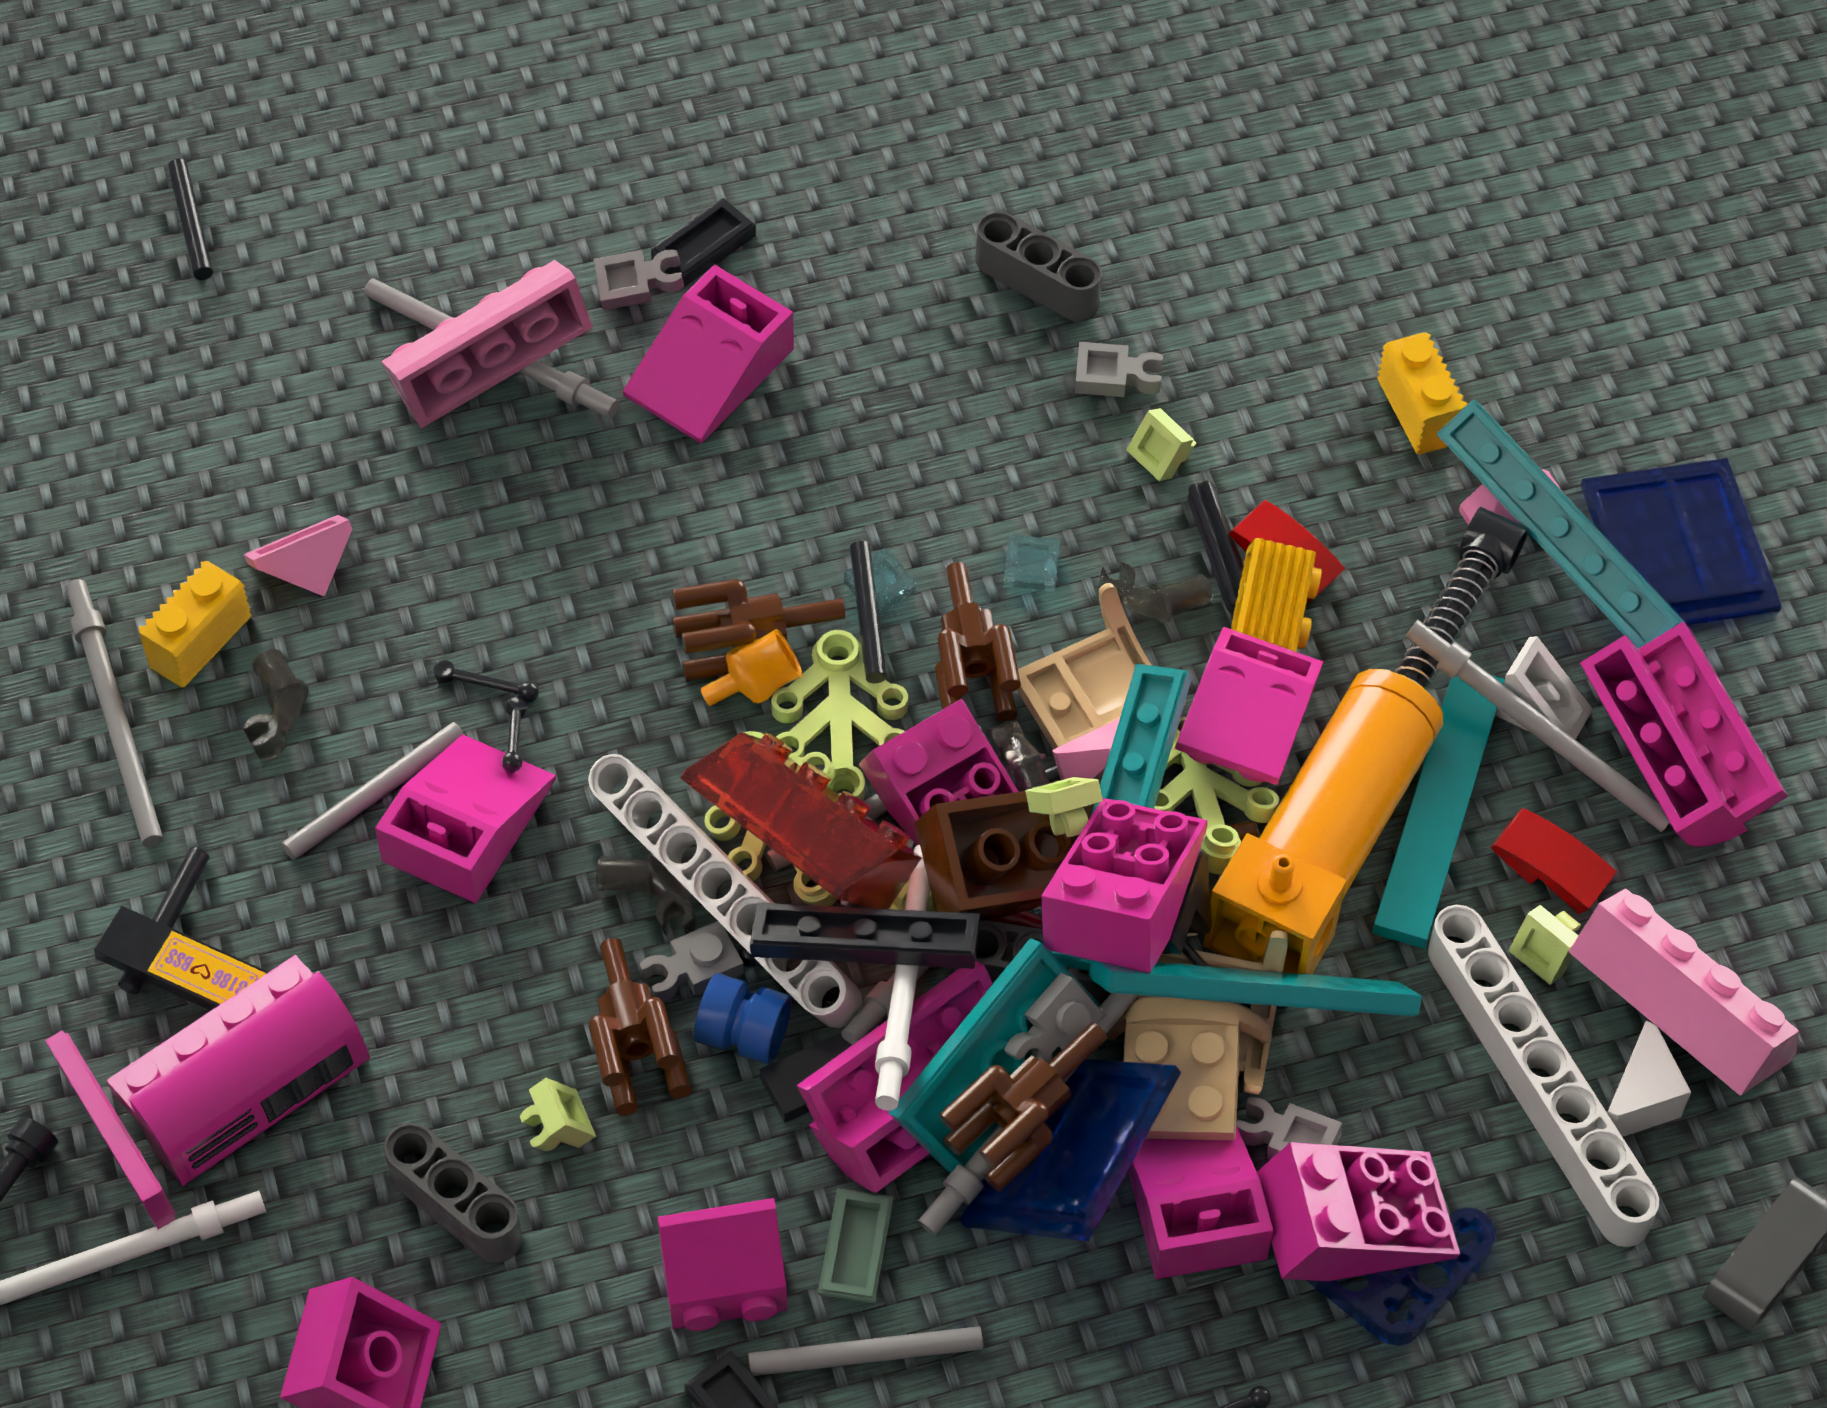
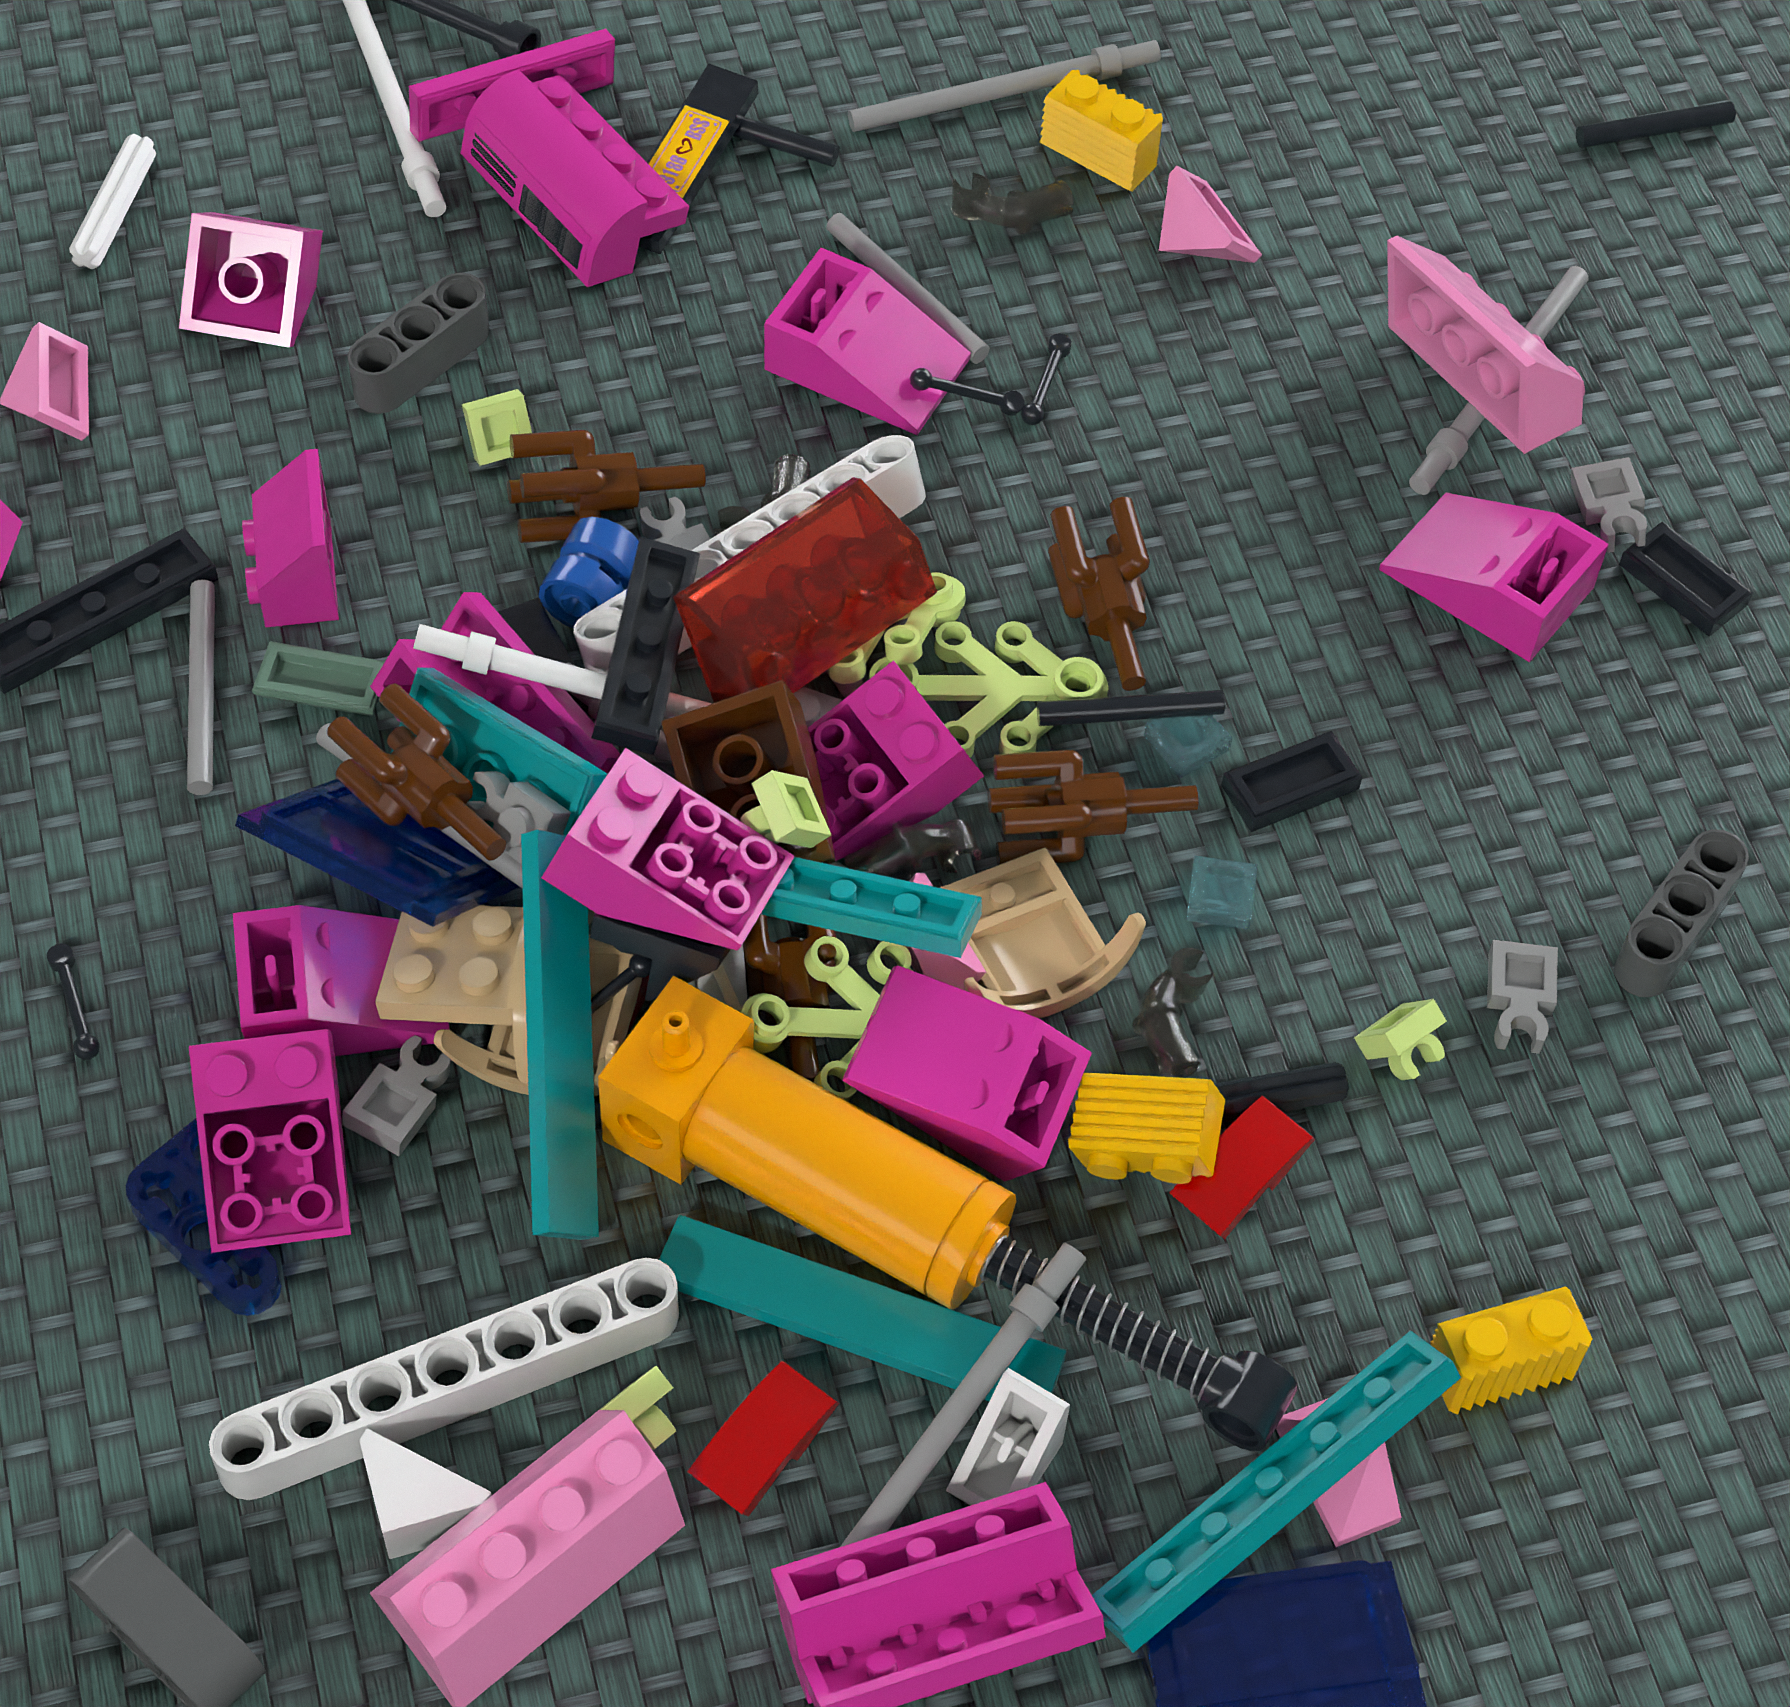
camera: 90 degrees right, 0 degrees up
(755, 670) = (1048, 602): light orange piece -> none
(920, 513) = (1291, 781): none -> black tile

